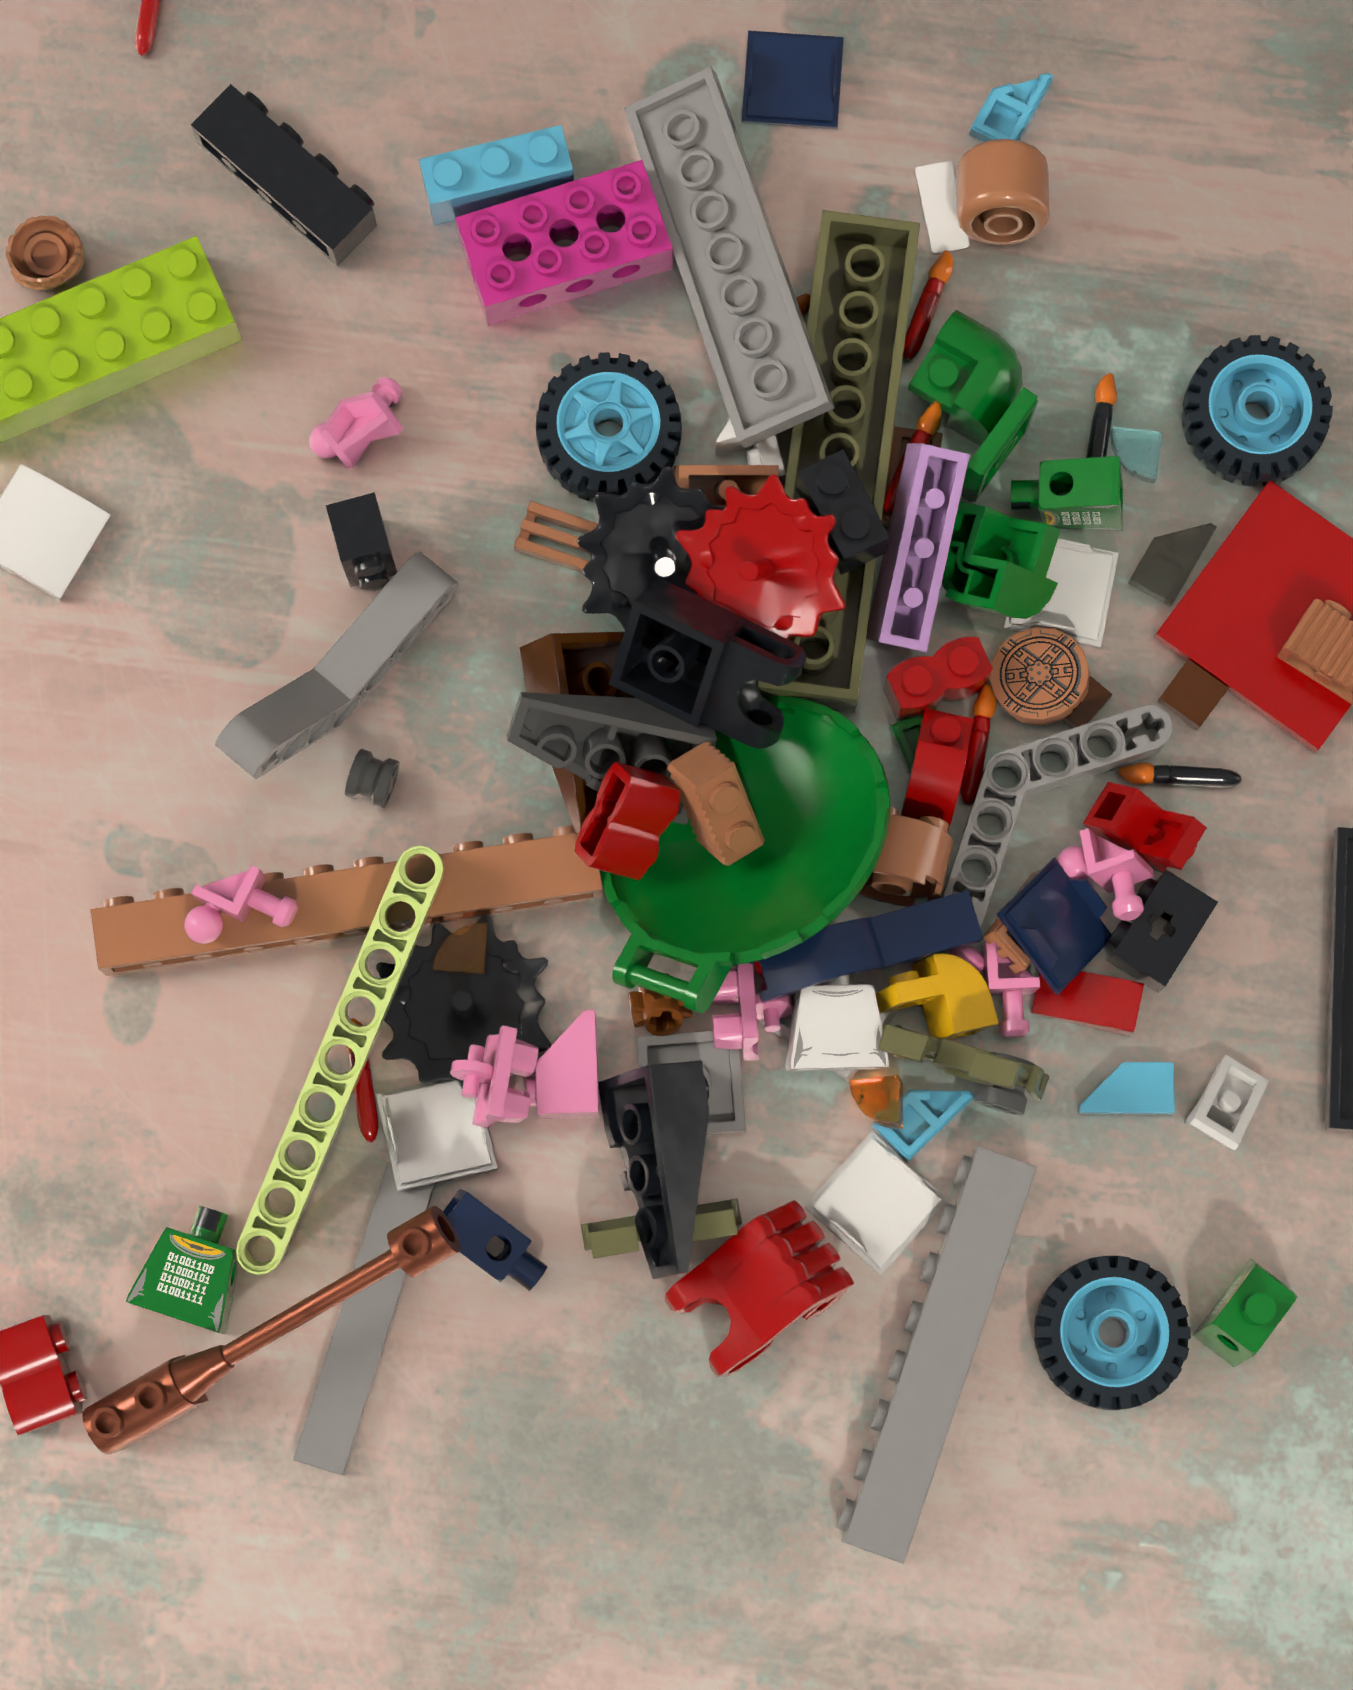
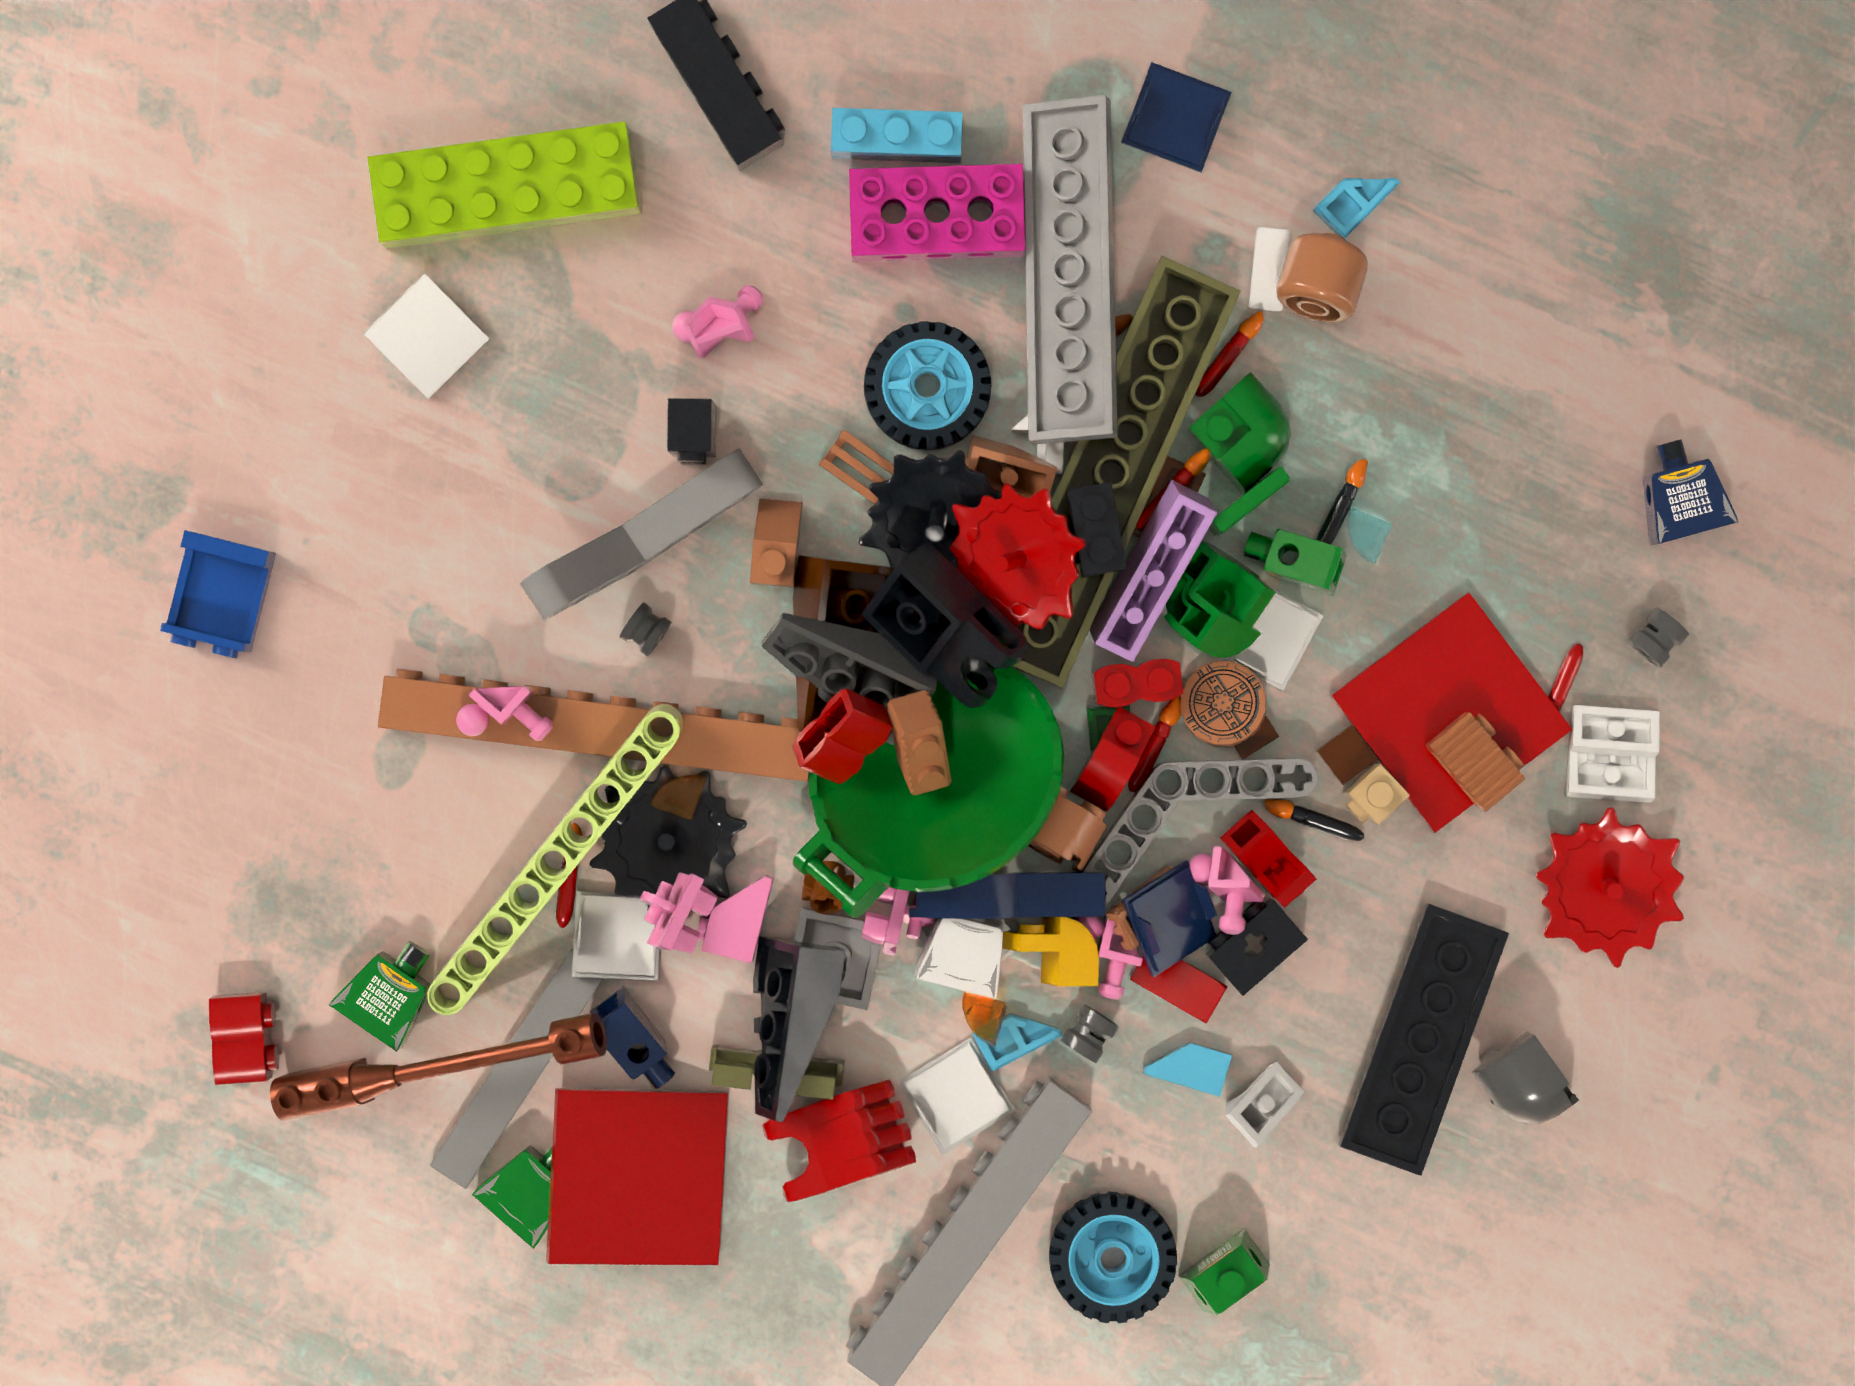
camera: 15 degrees right, 10 degrees up
(44, 253) = (493, 93): nougat hair -> none
(417, 1453) = (520, 1194): none -> green torso
(492, 647) = (776, 543): none -> nougat slope
(536, 1399) = (636, 1177): none -> red tile
(964, 1060) = (1073, 1025): olive piece -> none
(1170, 562) = (1363, 637): clear smoke tile -> none
(1239, 724) = (1374, 795): none -> tan brick
(1262, 375) = (1511, 524): wheel -> none

